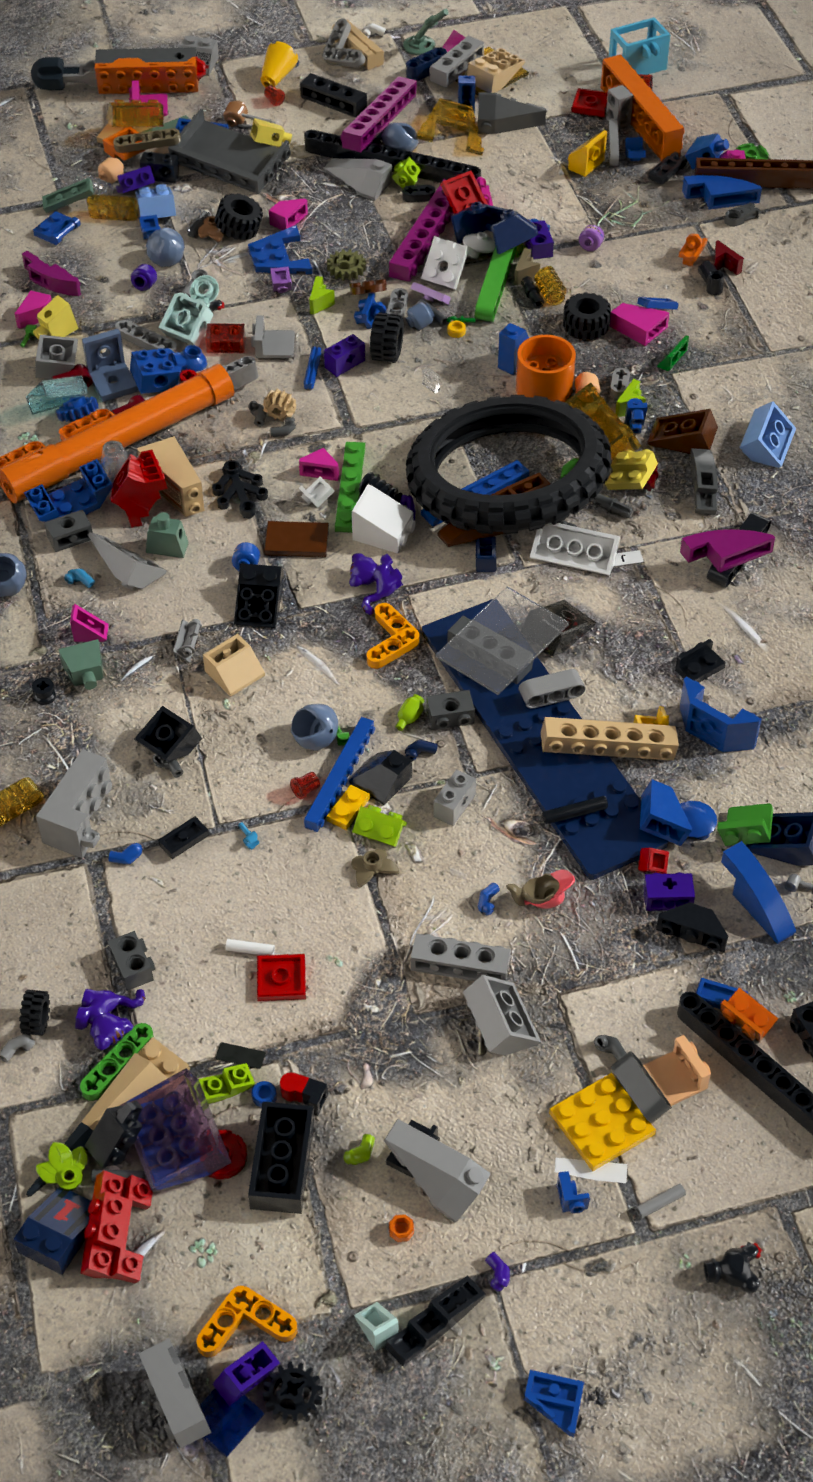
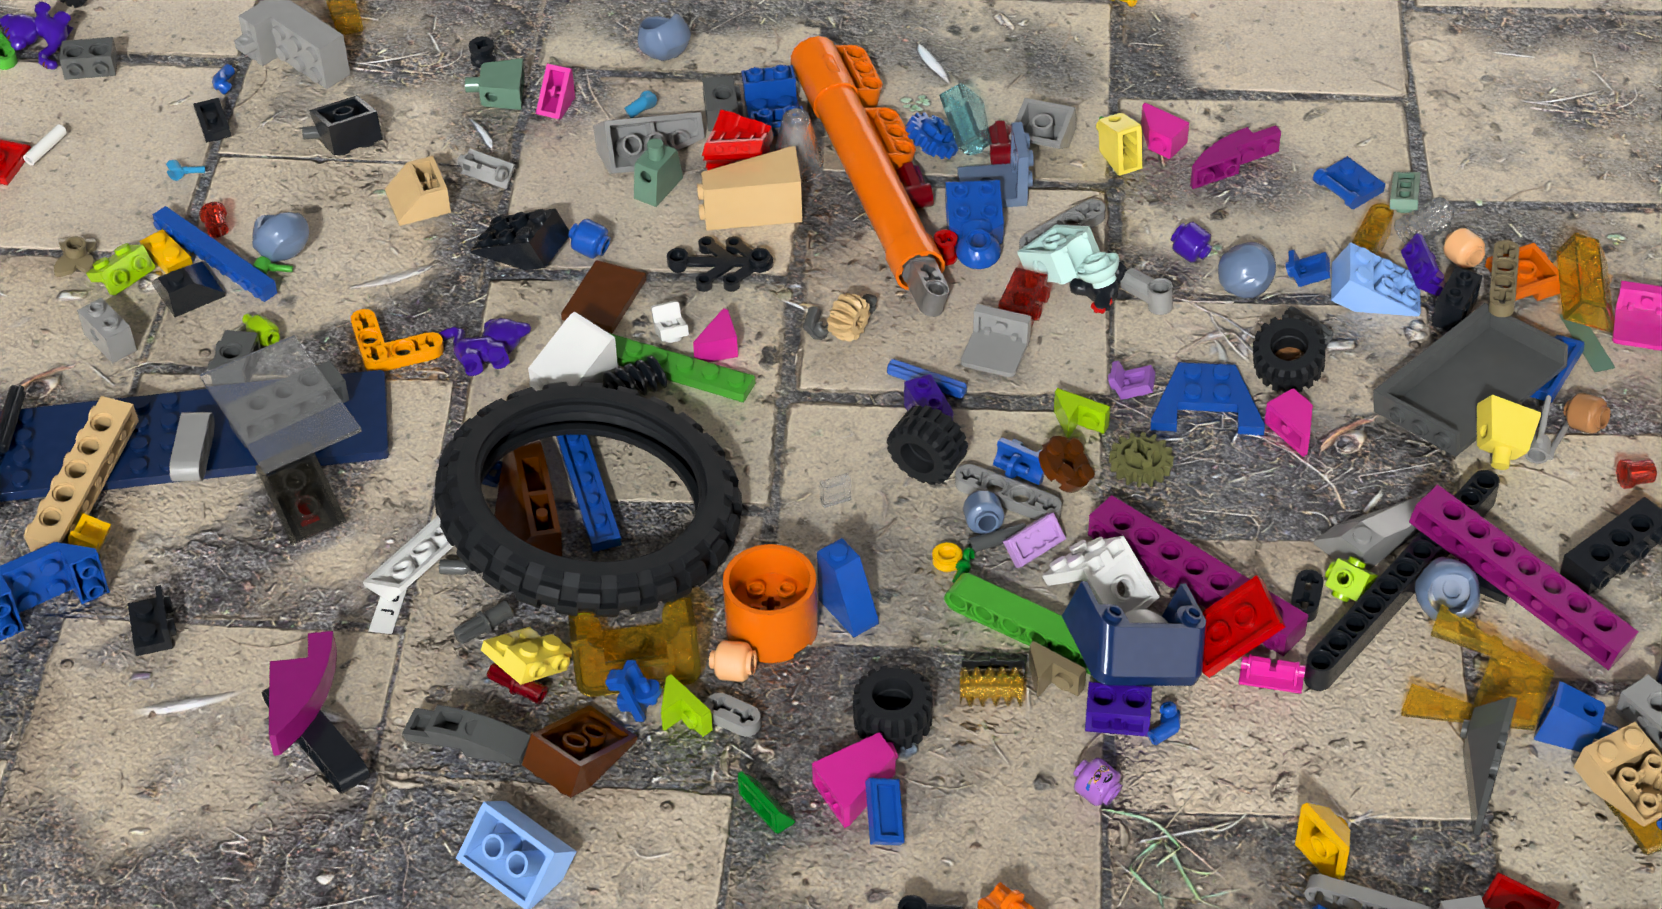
camera: 110 degrees right, 5 degrees down
(420, 746) = (202, 323): dark blue arm -> none

